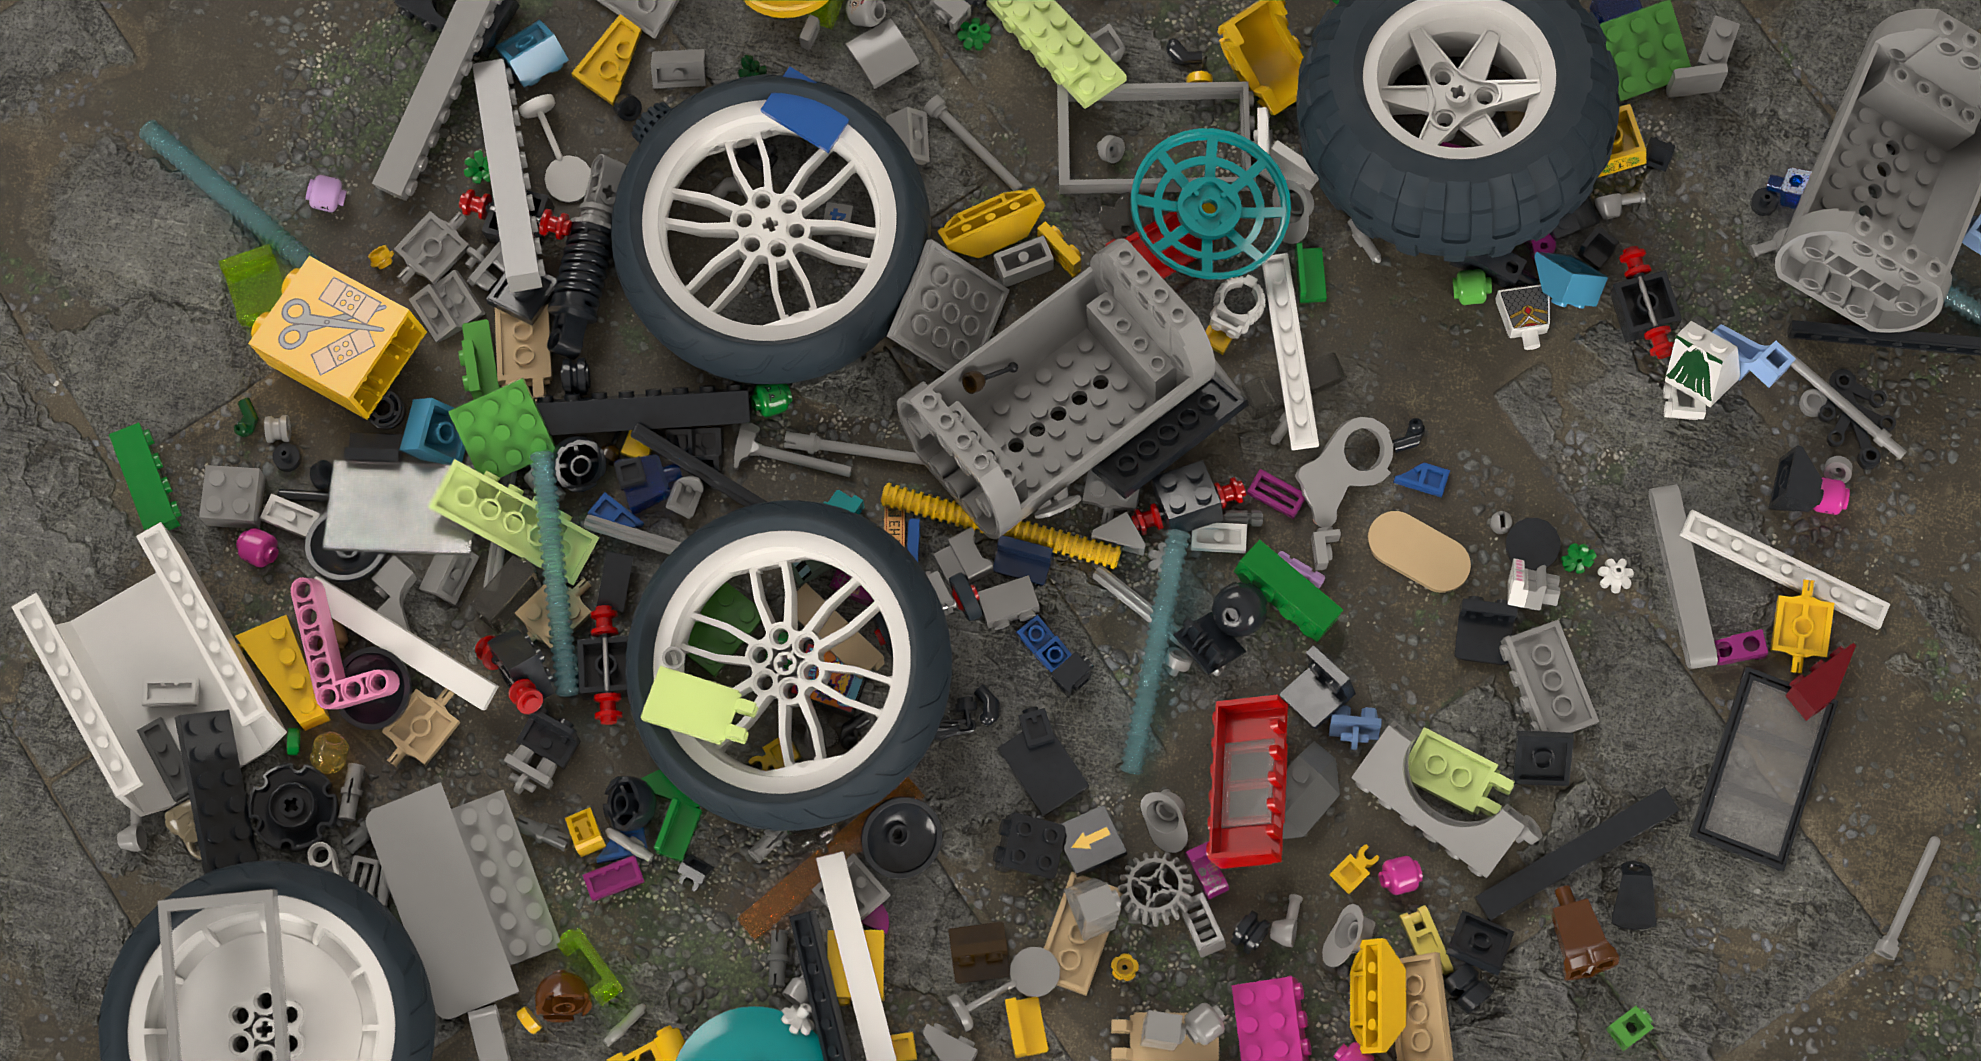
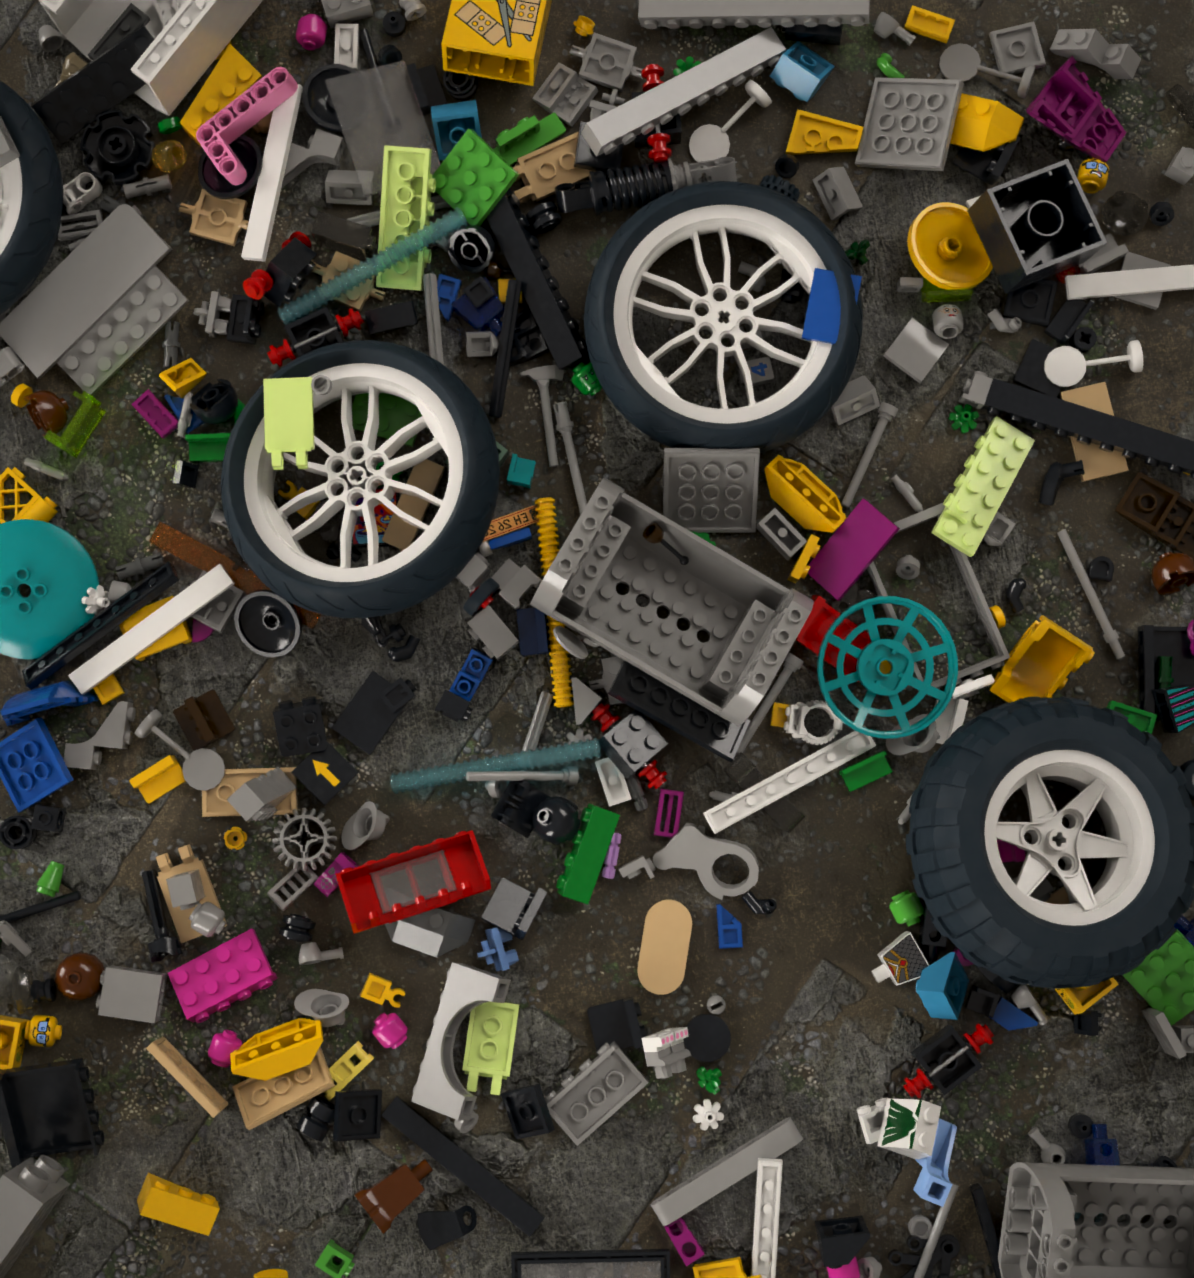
camera: 65 degrees right, 10 degrees up
(1029, 120) = (907, 492): none -> light grey piece
(1069, 194) = (852, 549): none -> magenta tile
(1195, 582) = (568, 775): none -> light grey piece
(1626, 227) = (1011, 1017): none -> blue tile

